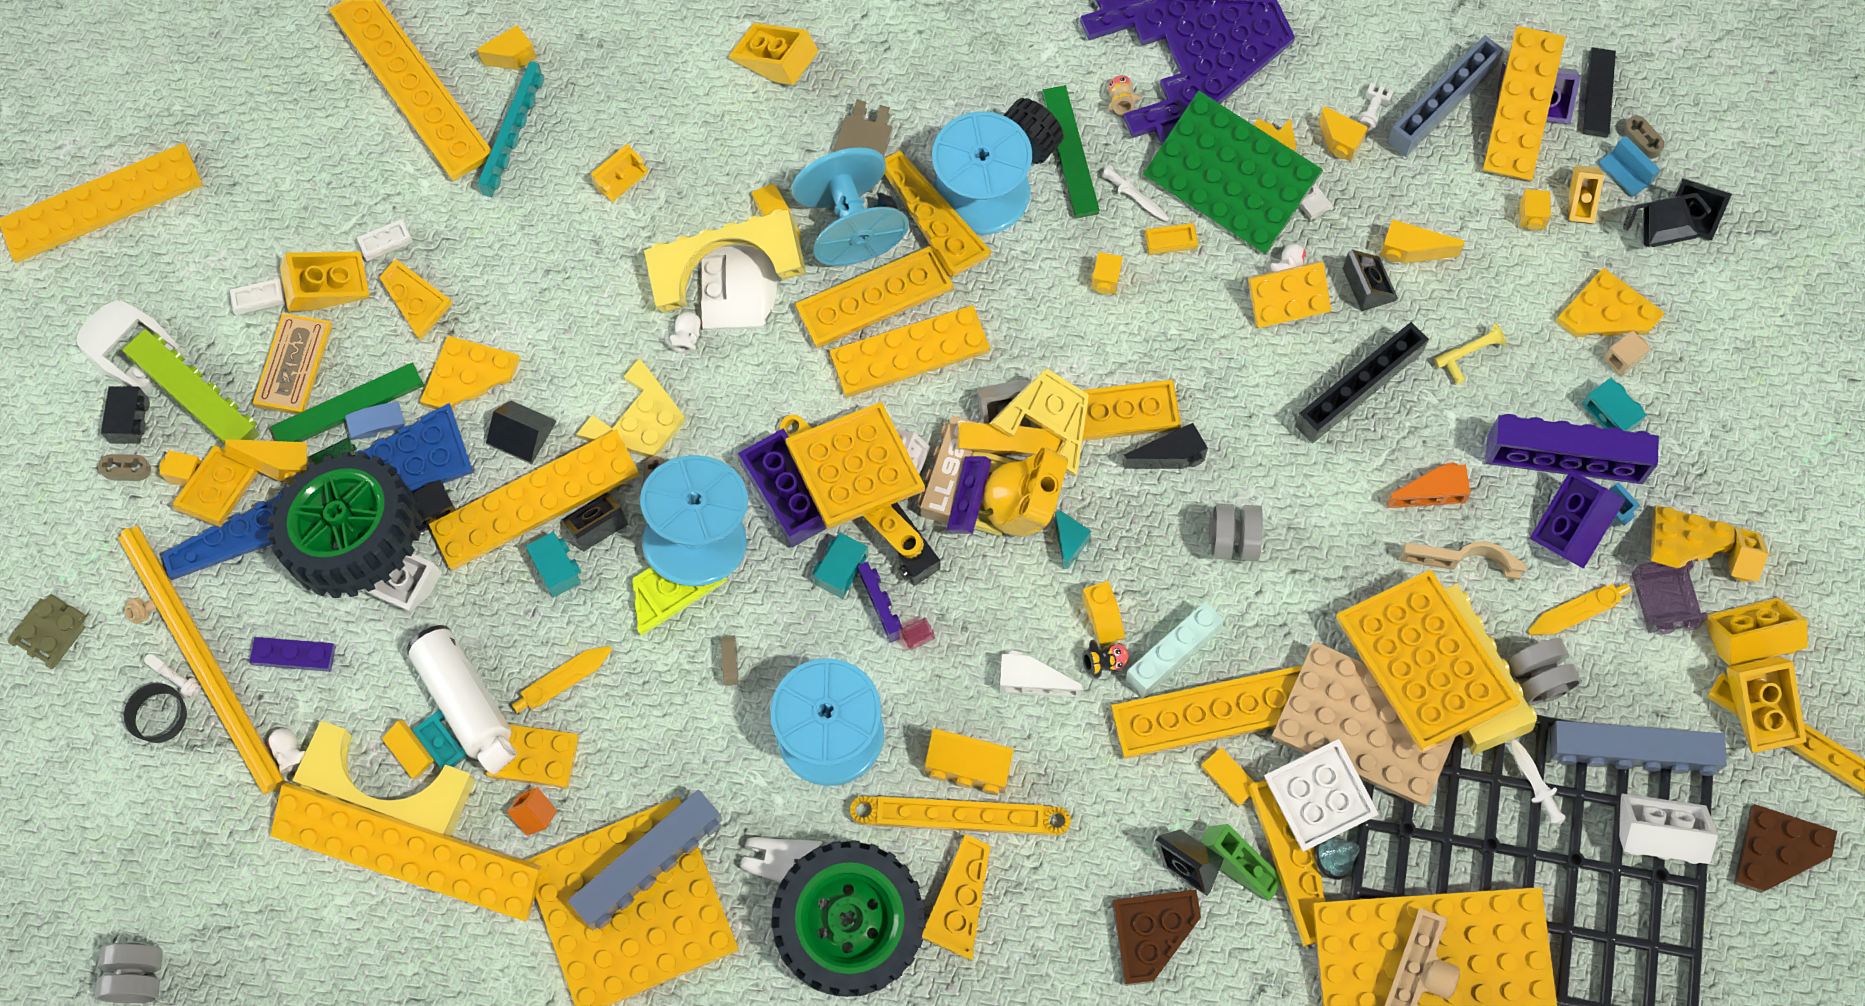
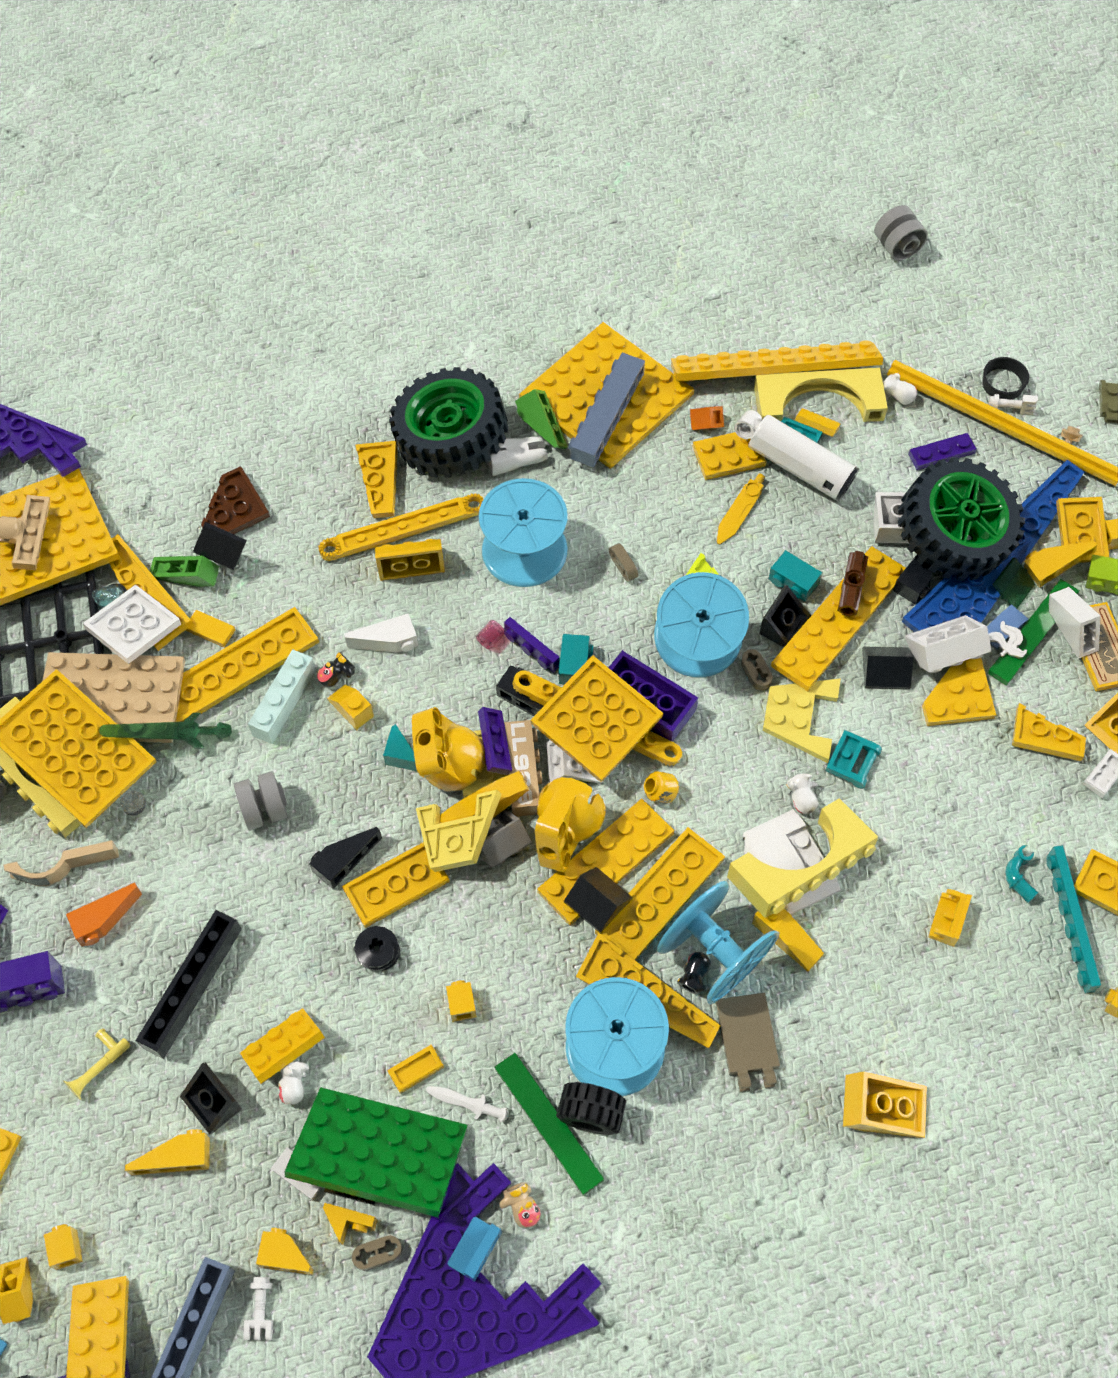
camera: 155 degrees right, 5 degrees down
(304, 386) = (1076, 621): none -> white slope
(387, 392) = (1014, 641): none -> white piece
(447, 413) = (949, 643): none -> white slope
(513, 501) = (851, 592): none -> reddish brown piece
(537, 186) = (1015, 878): none -> teal piece
(620, 354) = (846, 756): none -> teal plate
(730, 891) = (538, 414): none -> bright green slope
(821, 391) = (661, 787): none -> yellow head
(936, 306) = (597, 898): none -> black slope
(936, 379) = (565, 820): none -> yellow piece
(1172, 339) = (388, 952): none -> black piece
(1175, 71) = (474, 1248): none -> dark azure panel
(1260, 109) = (375, 1246): none -> dark tan beam
(1296, 645) = (186, 730): none -> clear green sword

